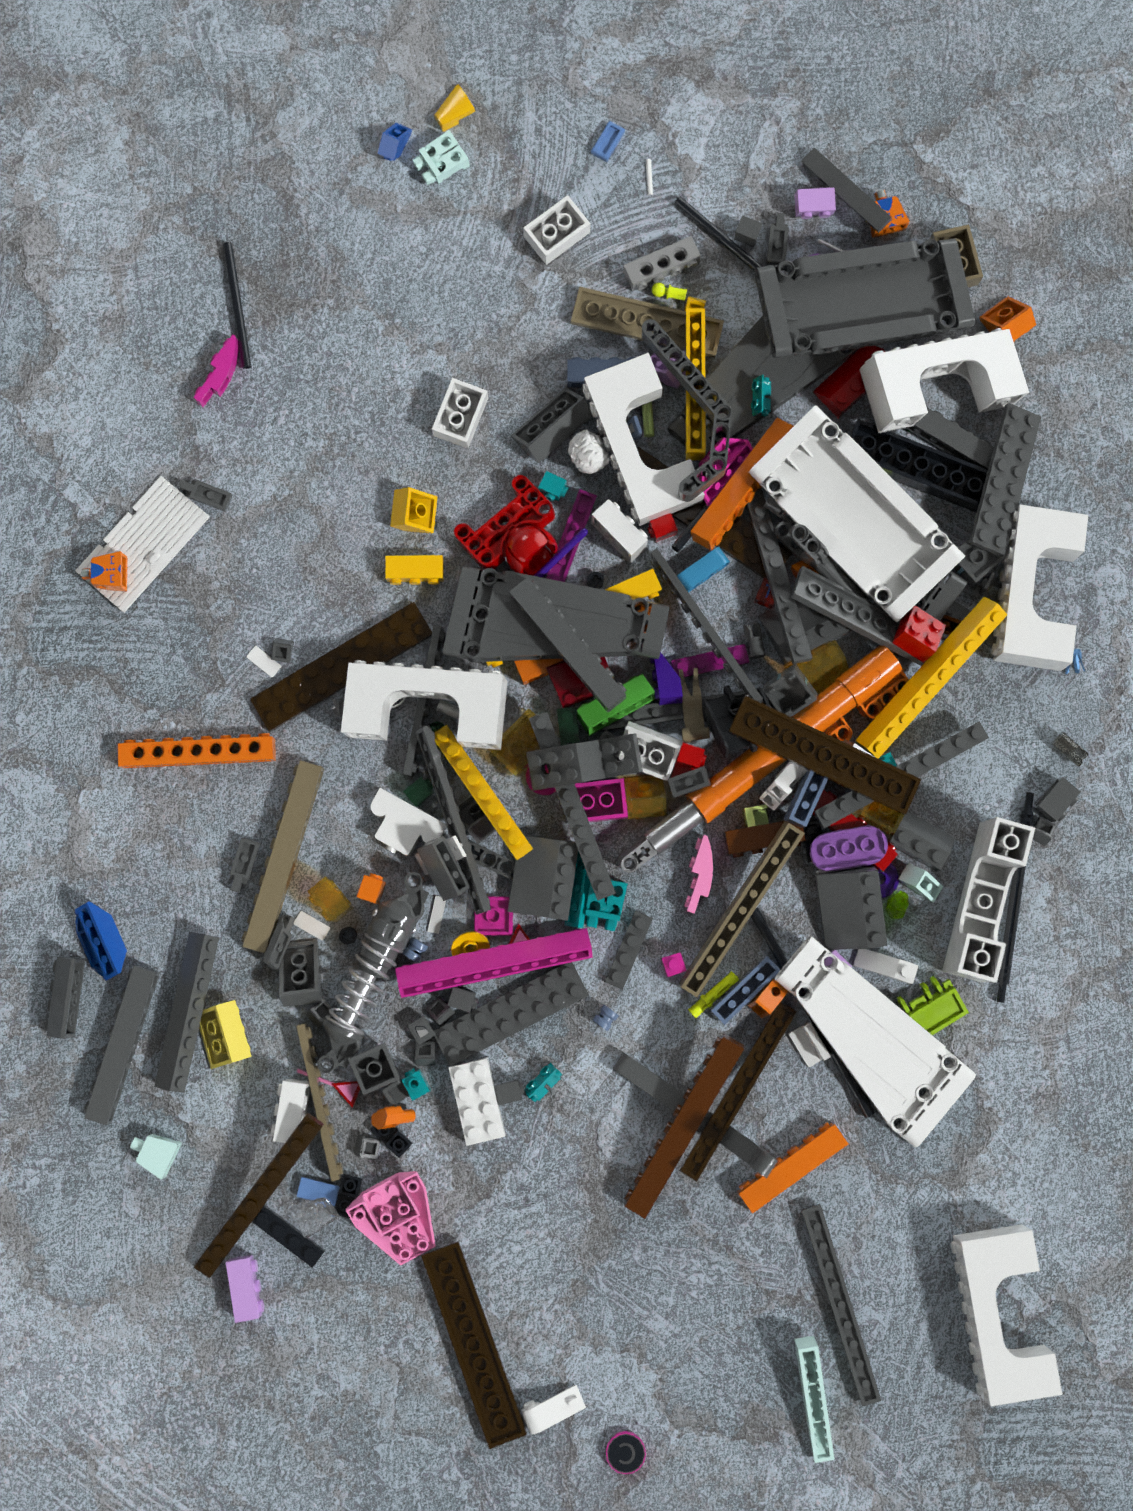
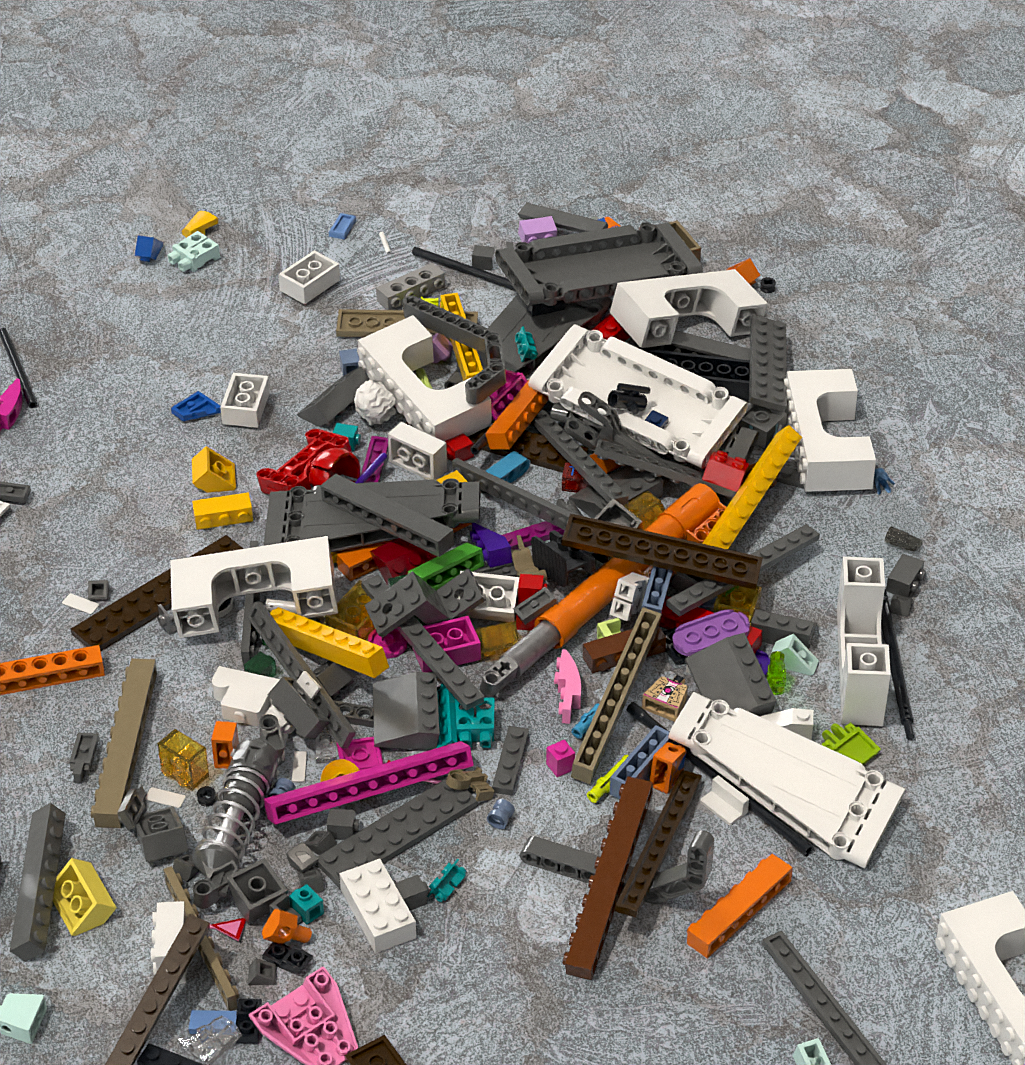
camera: 10 degrees left, 40 degrees down
(409, 407) = (195, 407): none -> blue wing
(591, 975) = (475, 779): none -> dark tan piece
(699, 930) = (583, 725): none -> dark azure pin
(789, 908) = (666, 697): none -> tan torso
(844, 527) = (629, 397): none -> black pin
(866, 552) = (657, 419): none -> dark blue plate
(1041, 330) = (768, 285): none -> black bush

